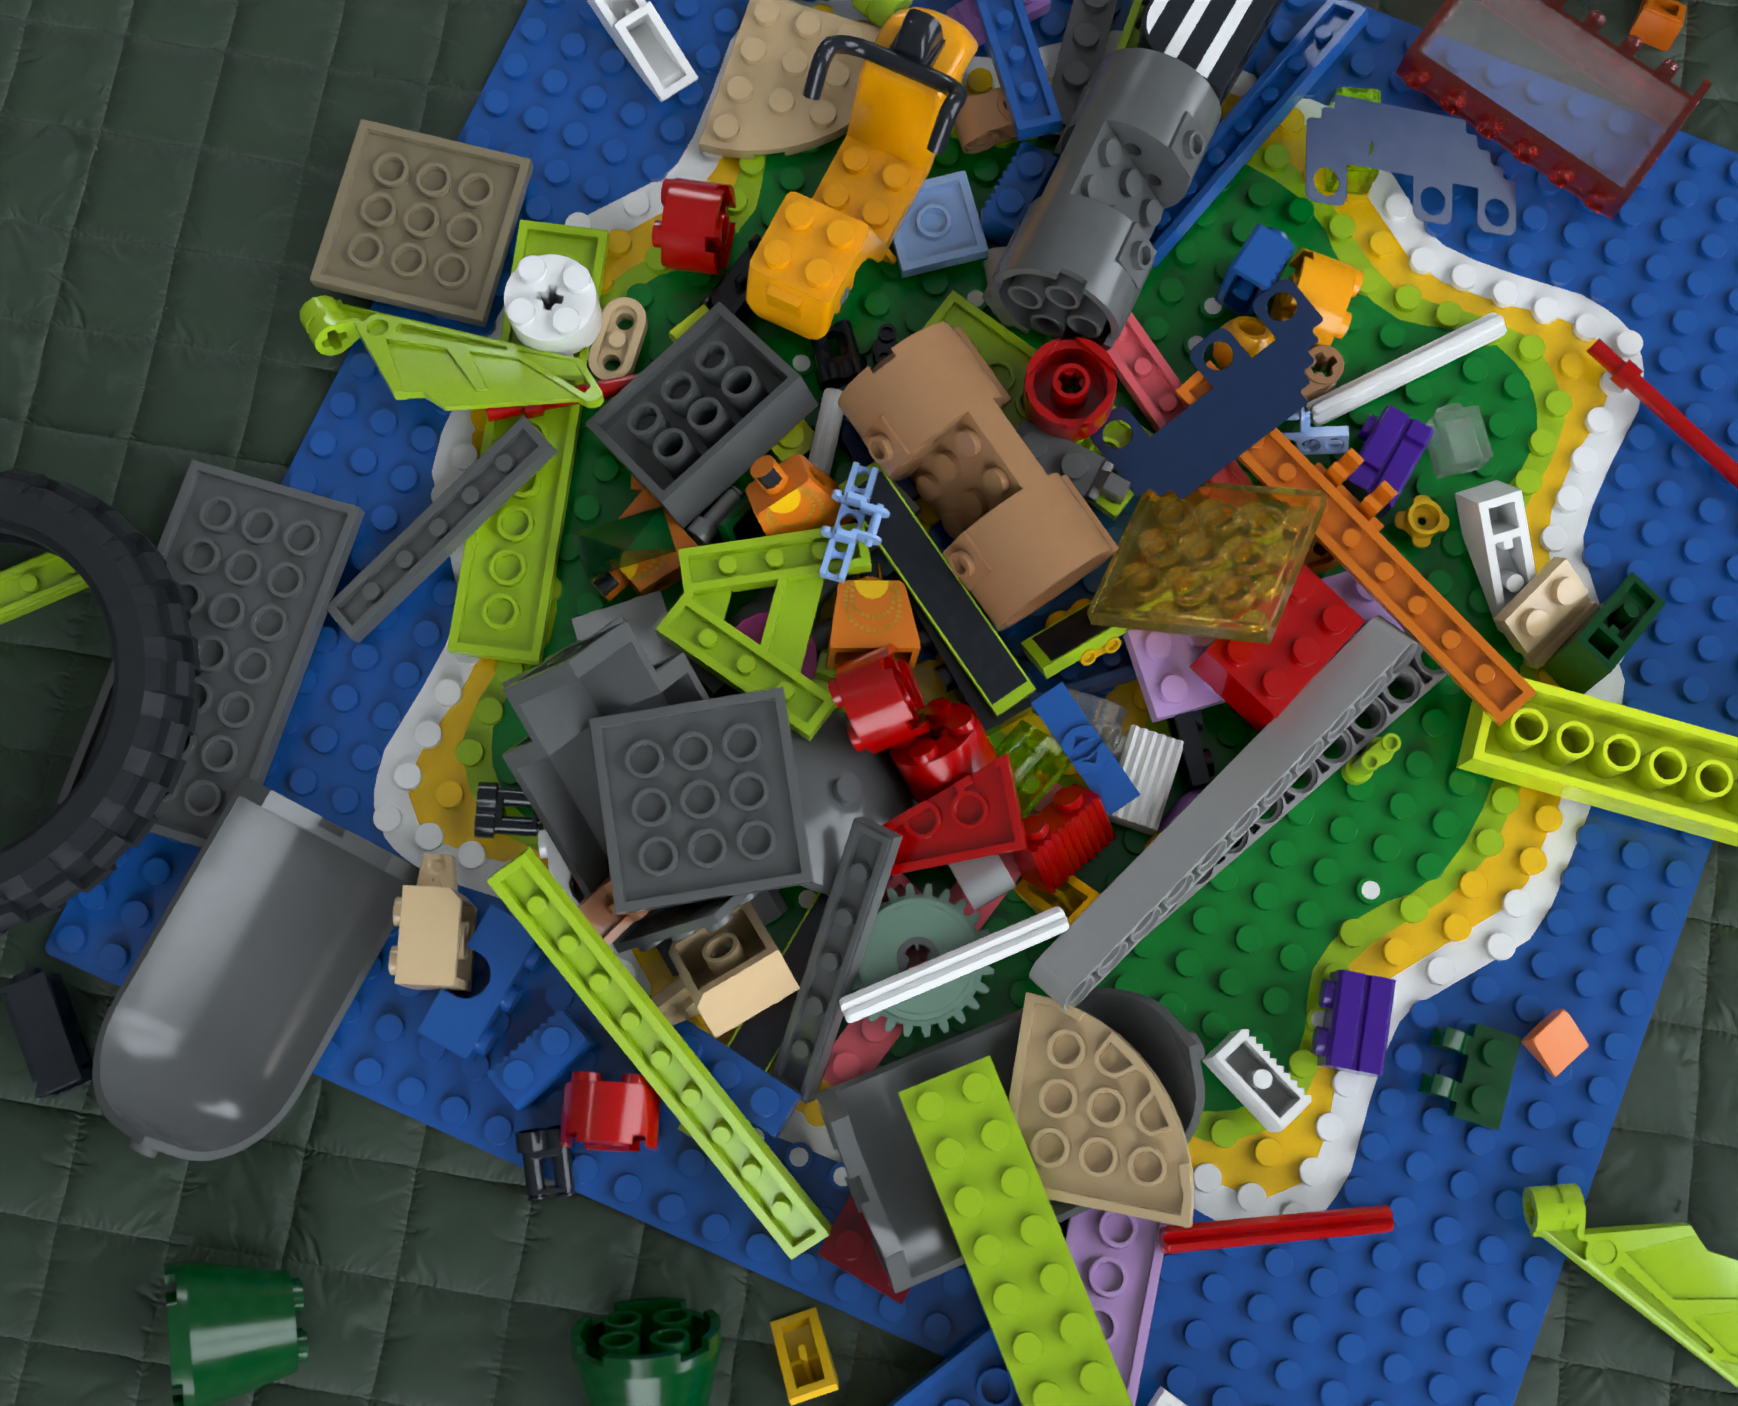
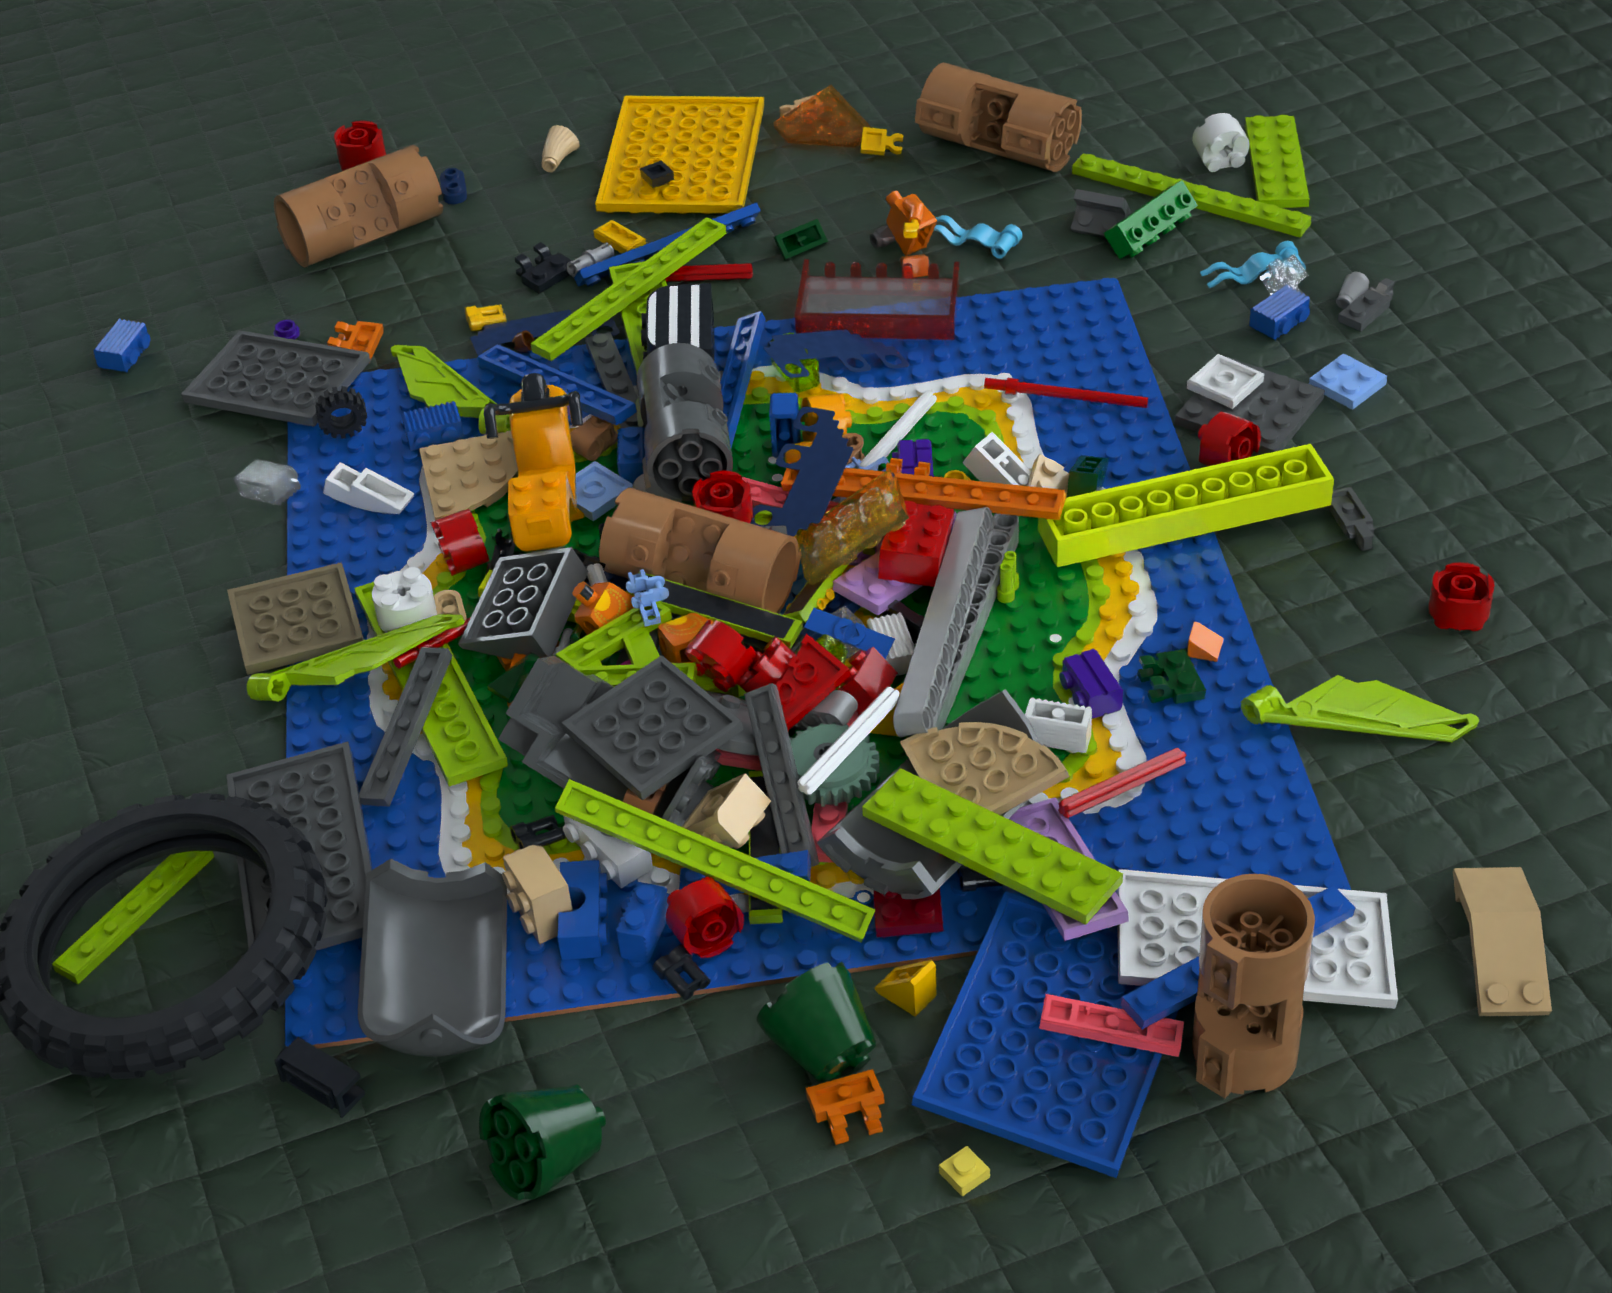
camera: 25 degrees left, 35 degrees down
(1458, 440) = (948, 444): clear brick -> none

